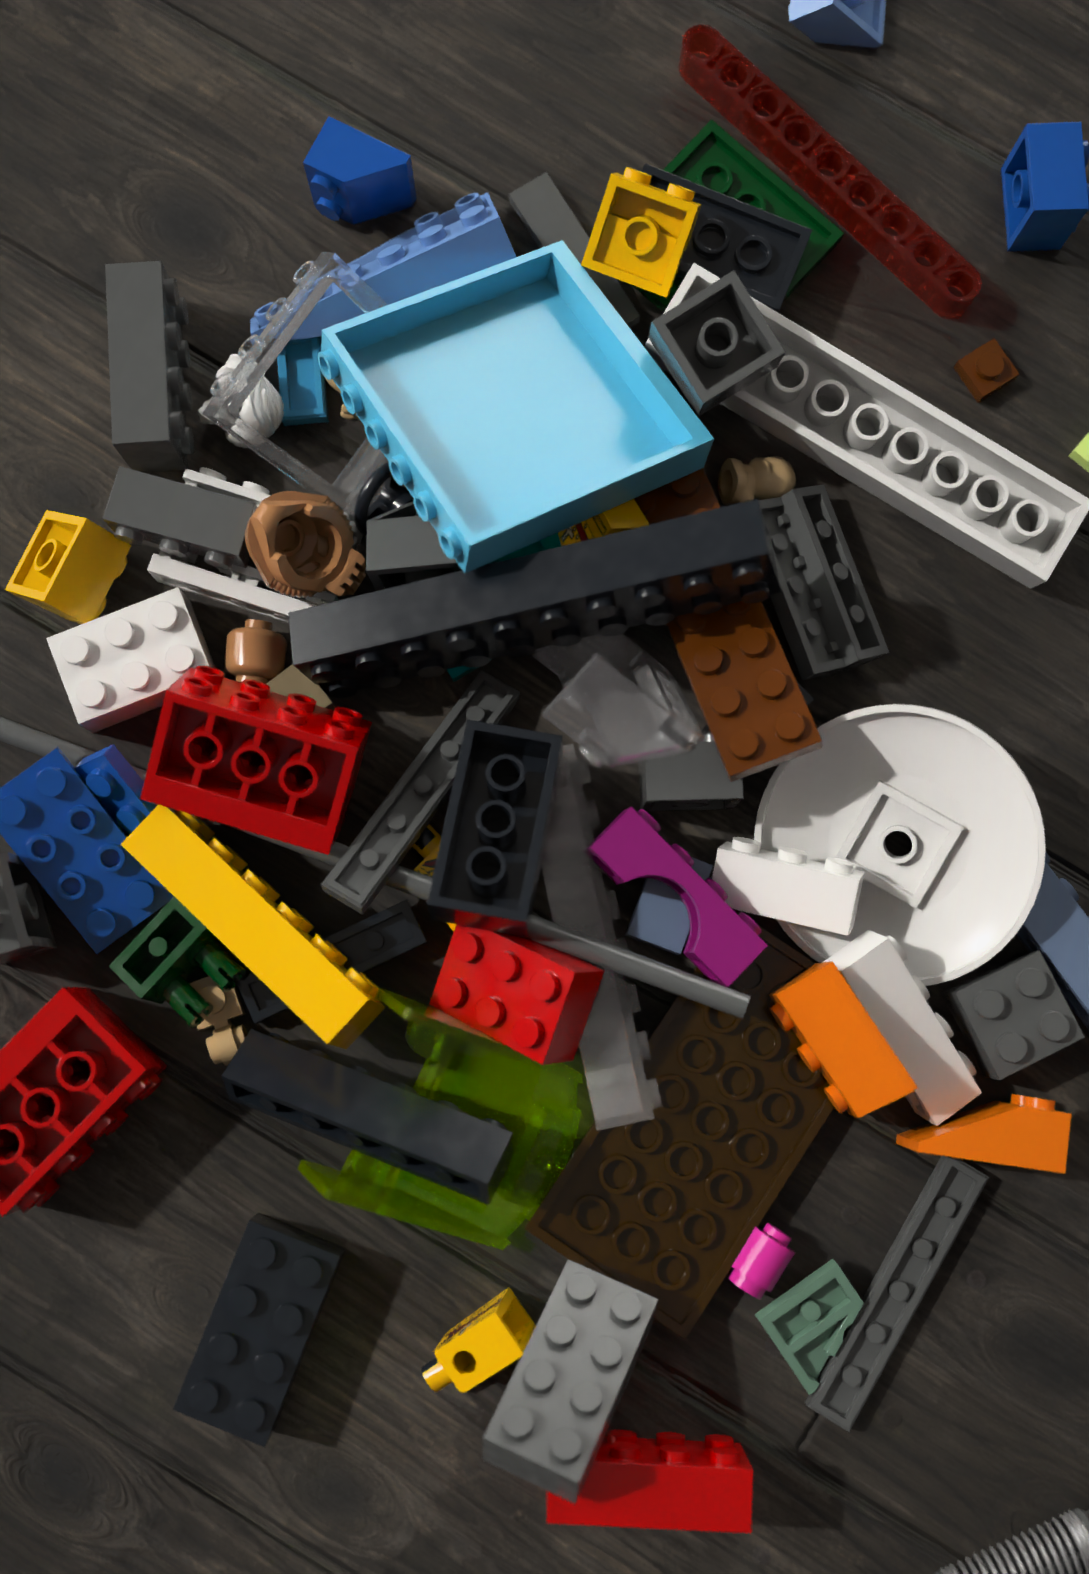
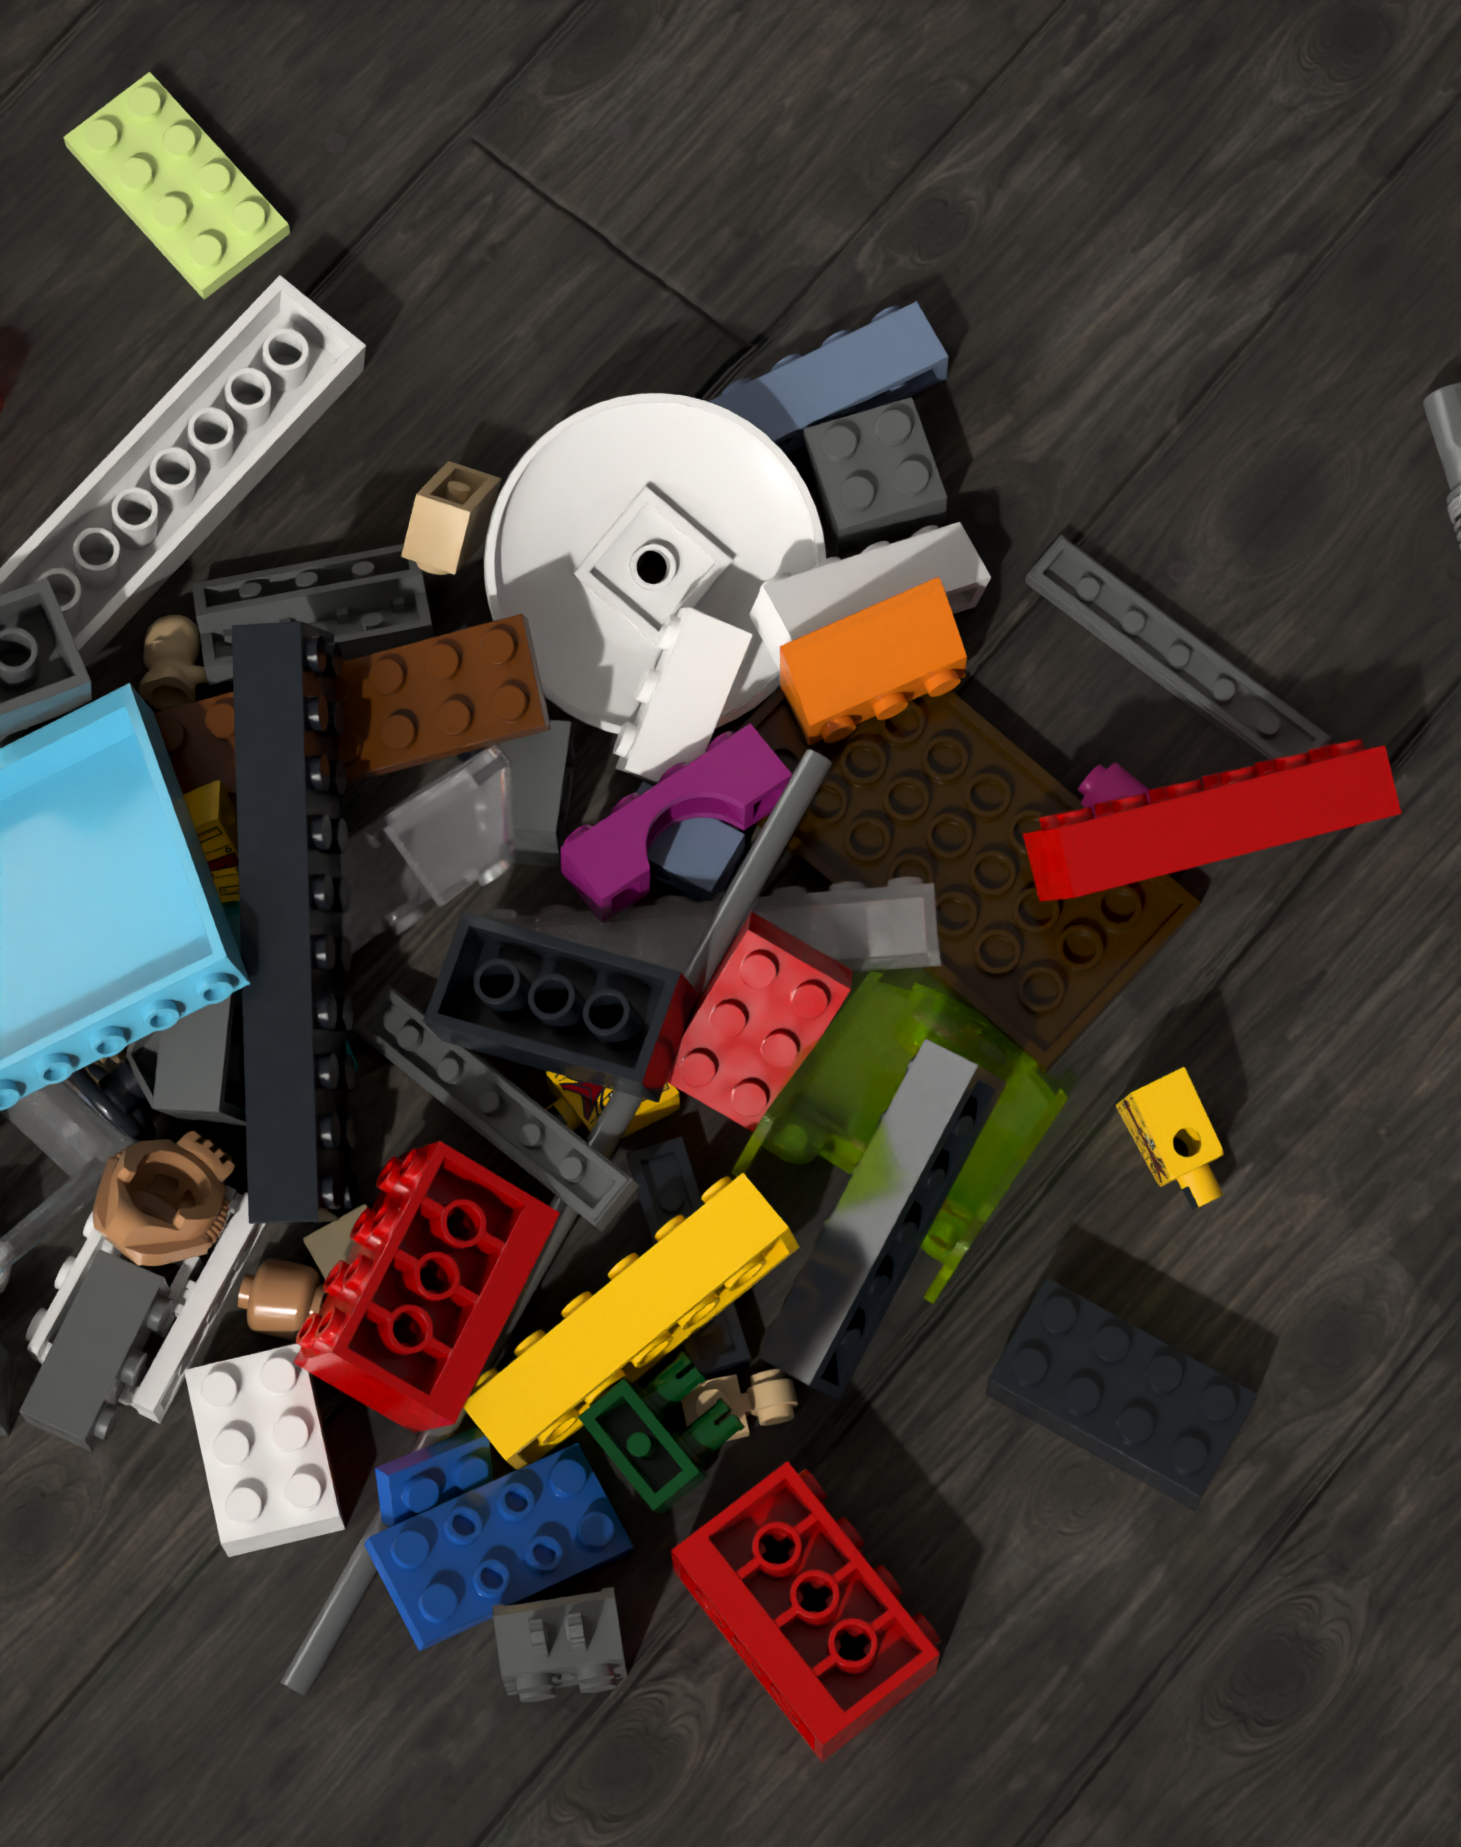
camera: 75 degrees left, 10 degrees down
(69, 567) = (123, 1524): yellow slope -> none
(569, 1381) = (1221, 1019): brick -> none
(663, 1485) = (1353, 964): red brick -> none
(746, 1350) = (1197, 825): none -> red brick
(811, 1321) = (1187, 743): sand green wing -> none
(910, 673) = (450, 518): none -> tan brick
(986, 370) = (79, 374): reddish brown plate -> none
(1013, 1134) = (1012, 491): orange slope -> none

